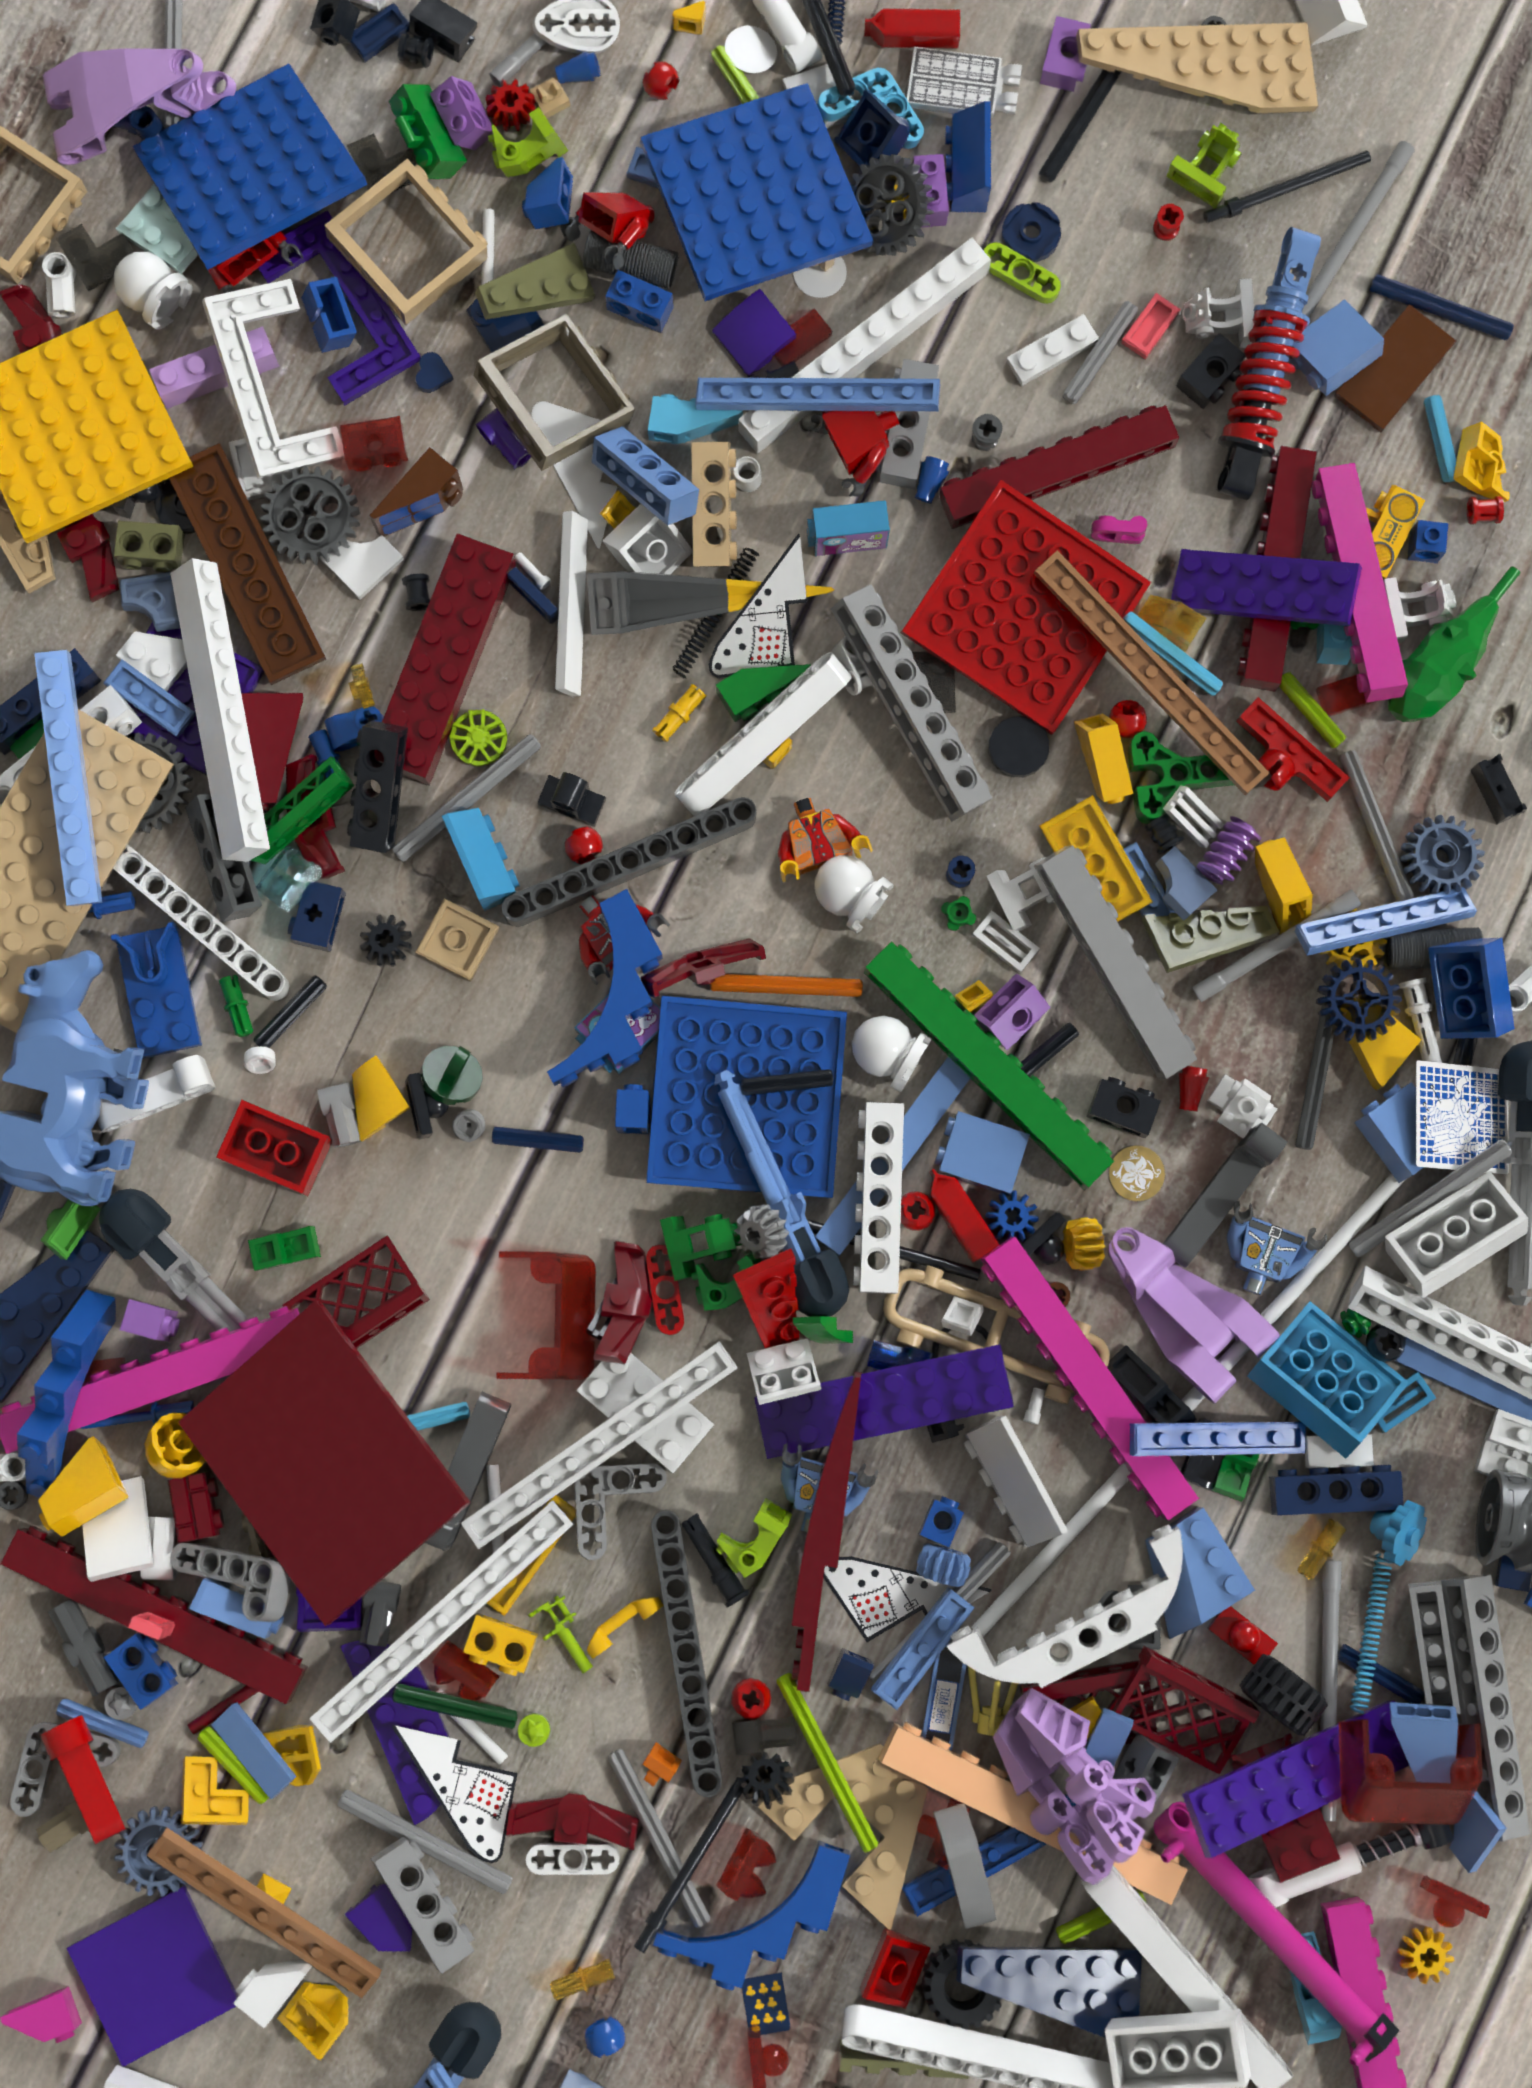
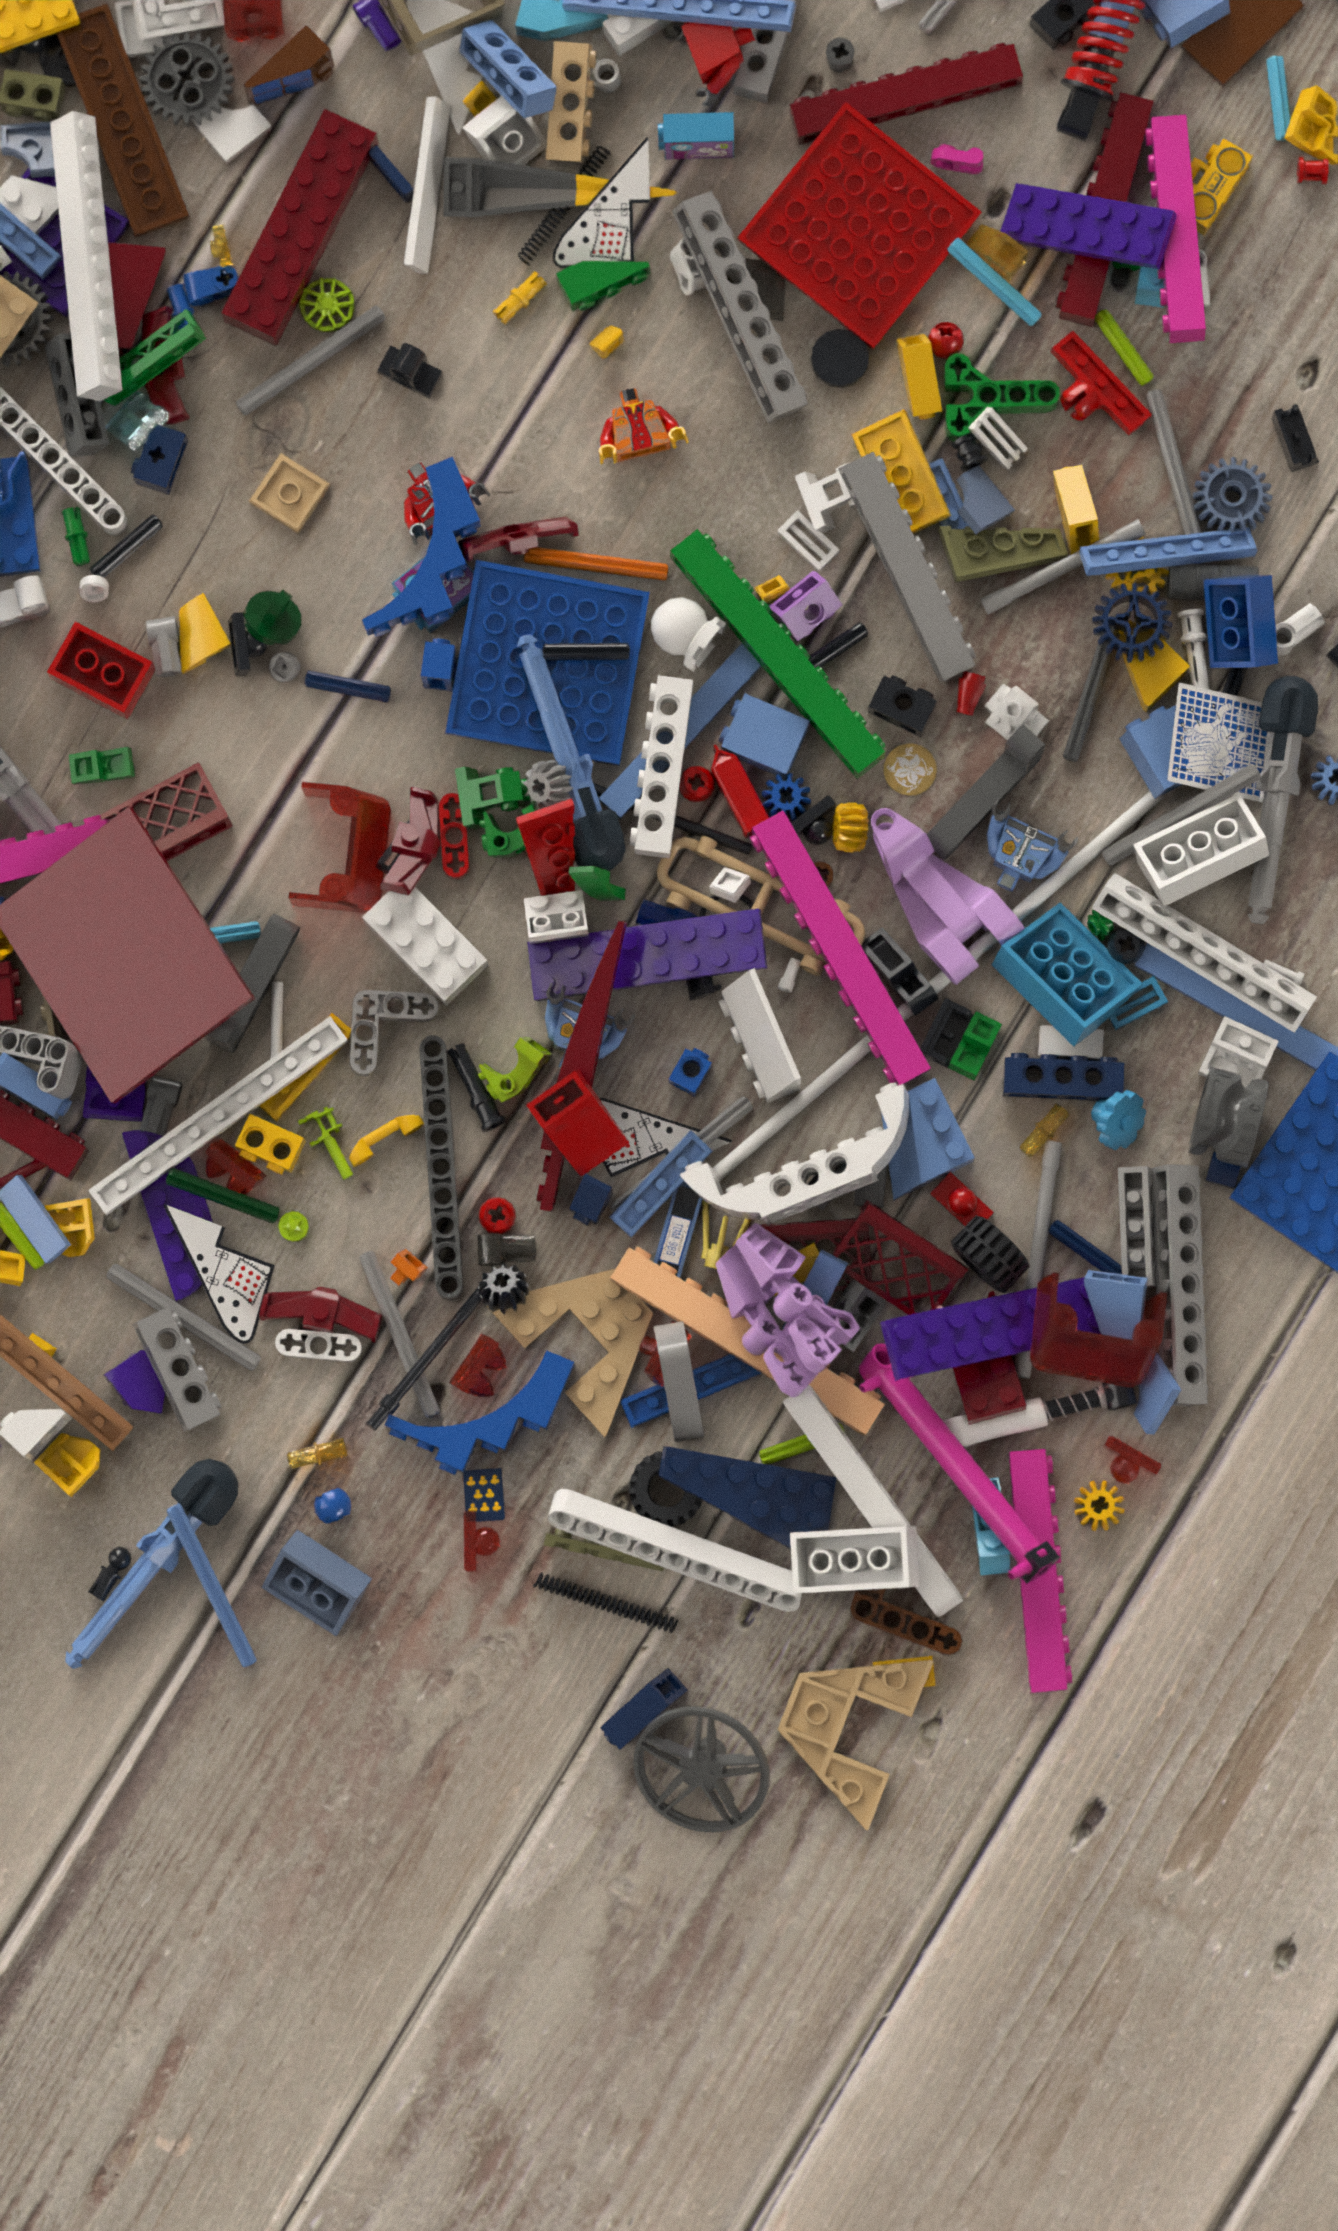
camera: 15 degrees right, 0 degrees up
(391, 742) = (245, 301): black brick -> none
(392, 949) = (227, 496): black gear -> none
(416, 591) = (281, 160): black bush -> none
(481, 856) = (319, 416): dark azure slope -> none
(481, 1738) = (243, 1228): white bar -> none
(542, 582) = (401, 161): white piece -> none
(583, 845) = (416, 414): red piece -> none
(599, 1445) = (377, 967): white plate -> none
(638, 849) = (449, 445): dark grey beam -> none
(763, 734) = (596, 324): white beam -> none
(827, 1763) = (561, 1279): lime axle -> none
(830, 1597) = (578, 1123): none -> red slope
(848, 889) = (663, 477): white tile -> none
(894, 1969) = (606, 1471): red slope -> none
(931, 477) = (782, 94): blue cone -> none
(943, 1565) = (687, 1109): medium blue gear -> none
(961, 905) = (759, 505): green plate -> none
(965, 864) = (778, 466): dark blue bush -> none
(1151, 673) = (969, 297): medium nougat plate -> none
(1217, 1438) = (955, 1016): tile -> none
(1227, 850) = (1028, 473): medium lavender piece -> none
(1341, 696) = (1151, 339): clear red tile -> none
(1367, 1634) = (1084, 1206): medium azure piece -> none
(1427, 541) = (1252, 196): blue brick -> none
(1437, 601) = (1257, 257): white tile -> none
(1448, 656) = (1256, 308): green piece -> none

